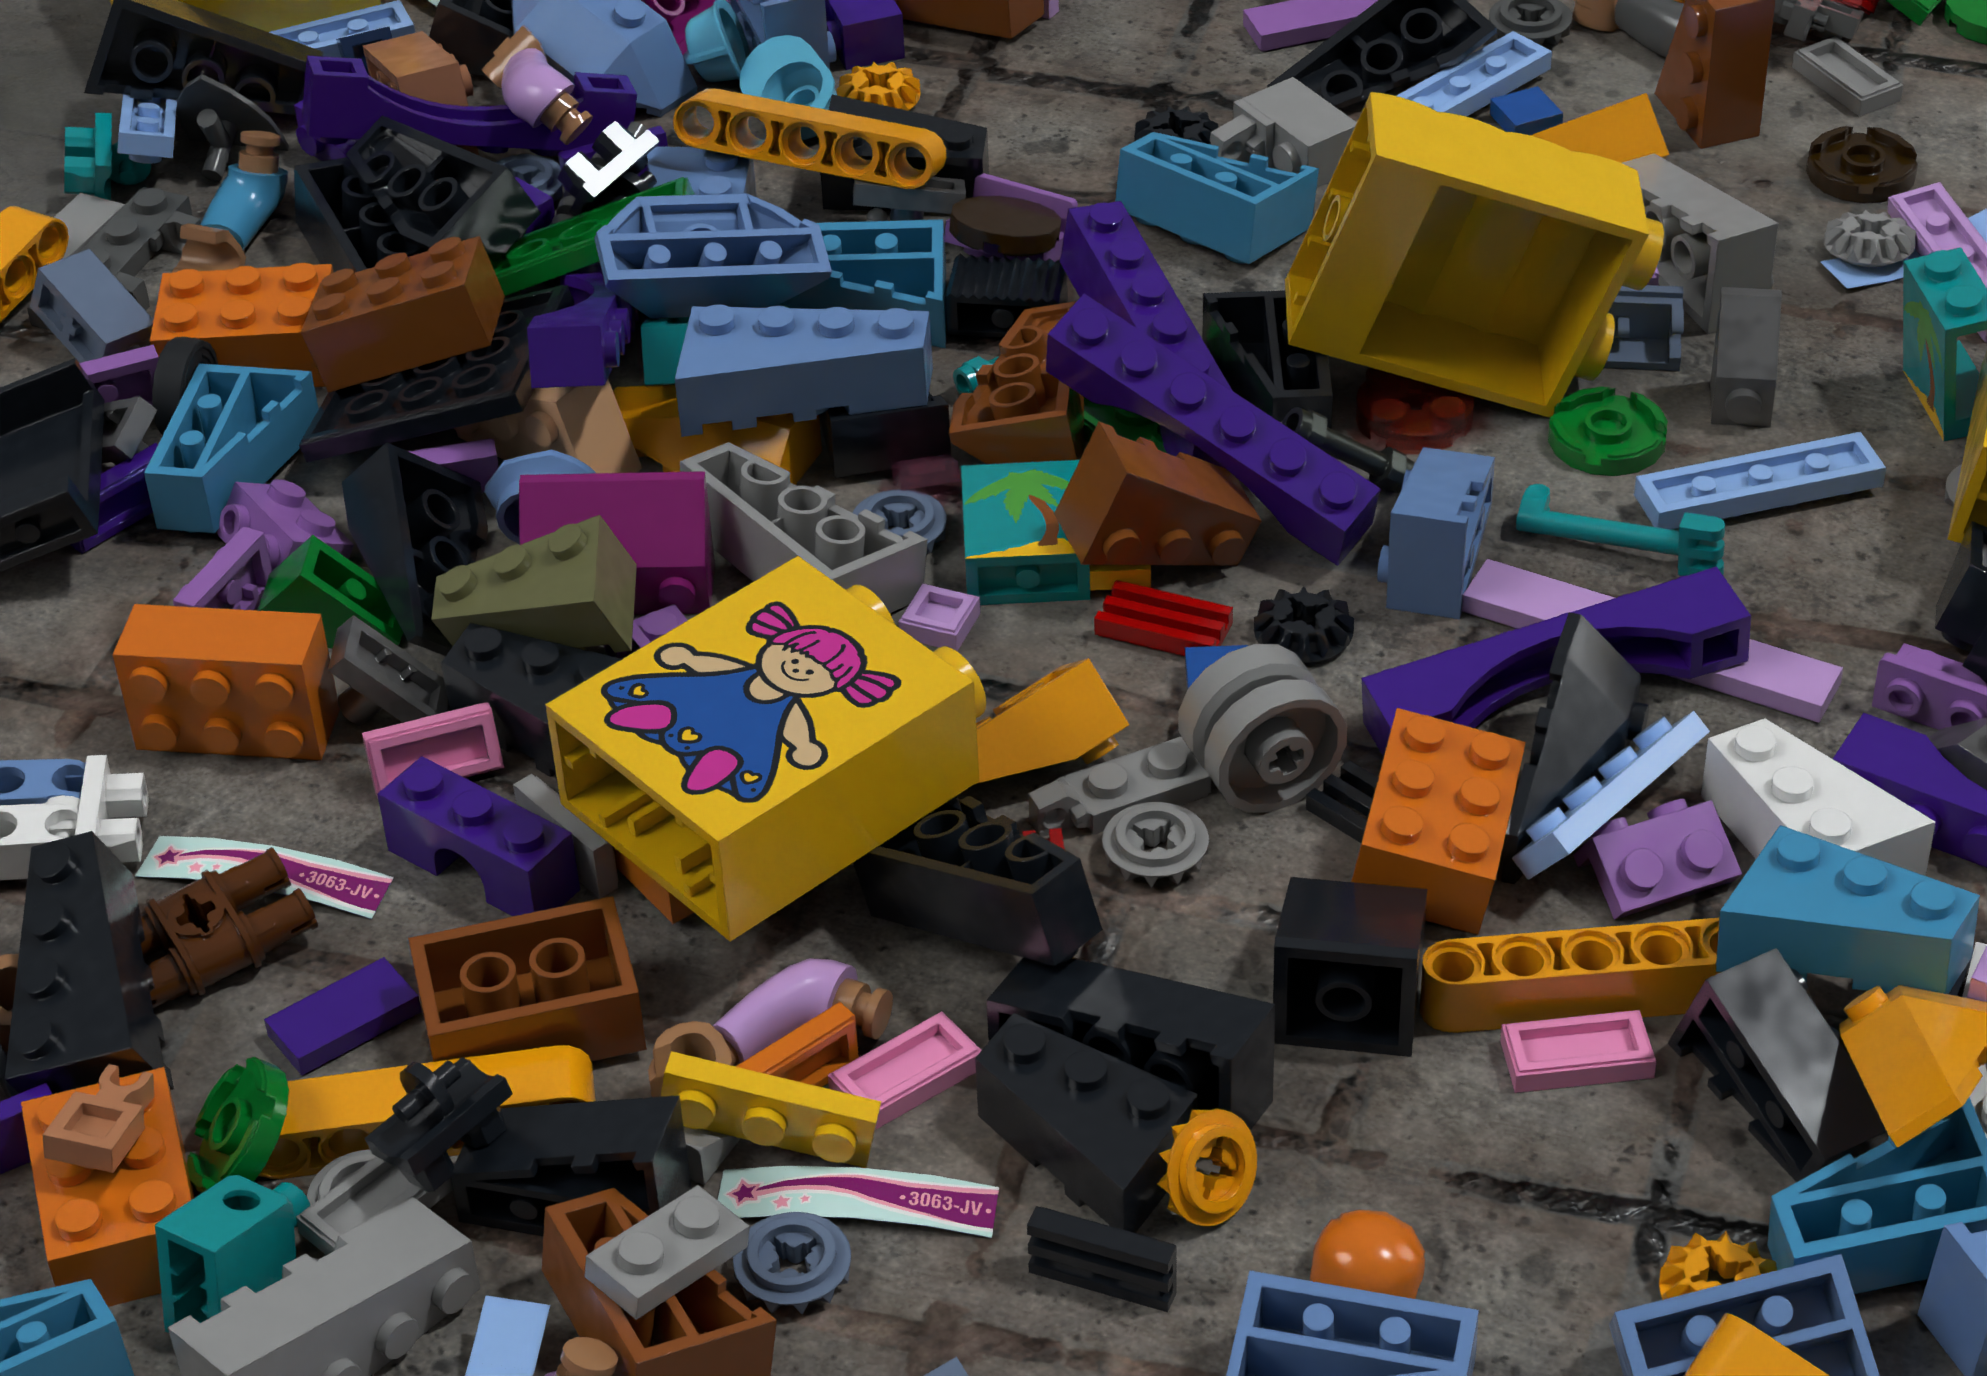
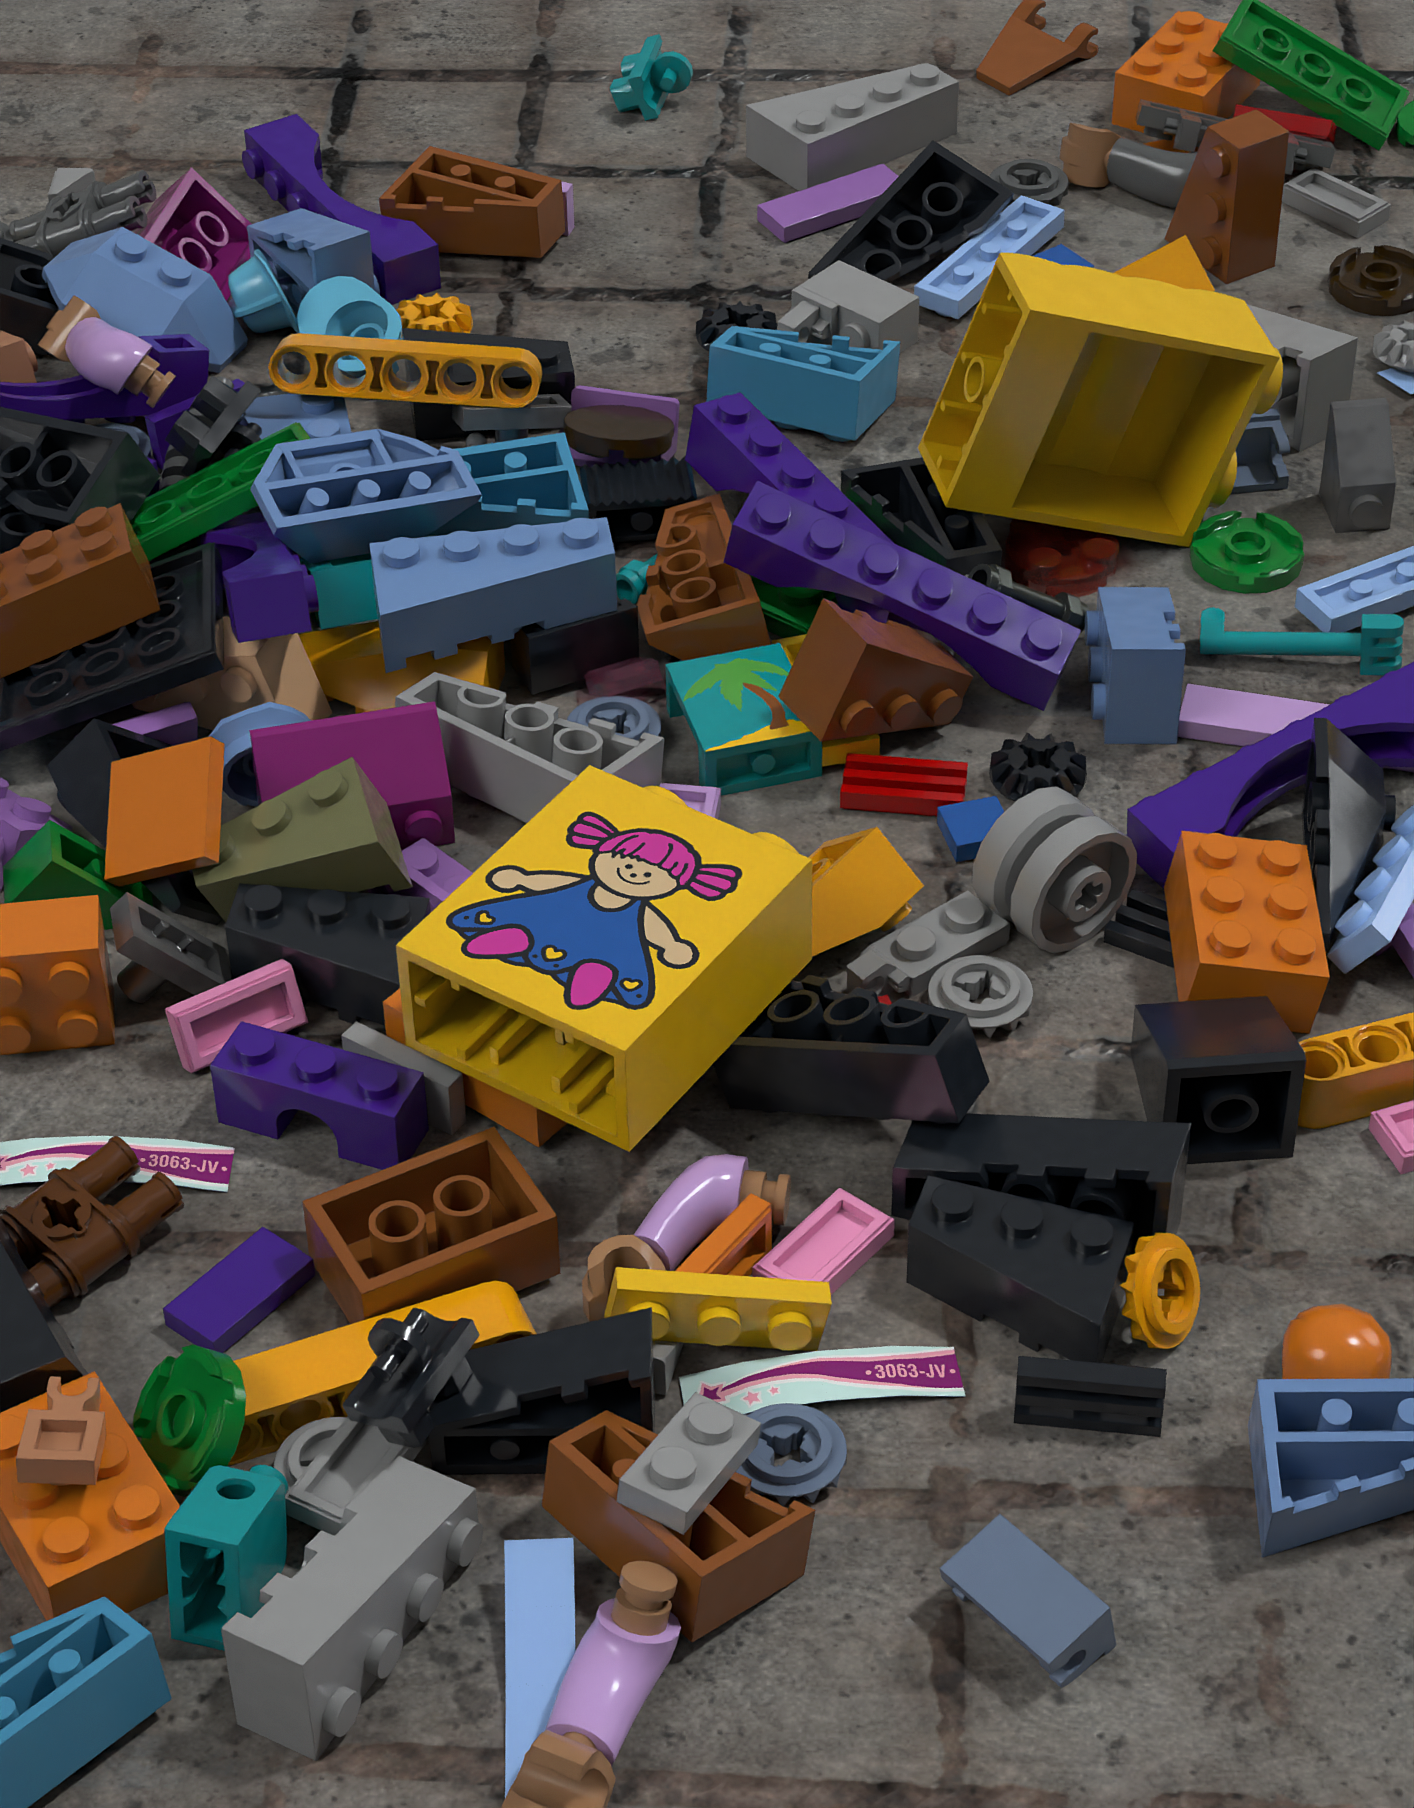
camera: 15 degrees left, 0 degrees up
(418, 542) = (164, 812): none -> orange tile

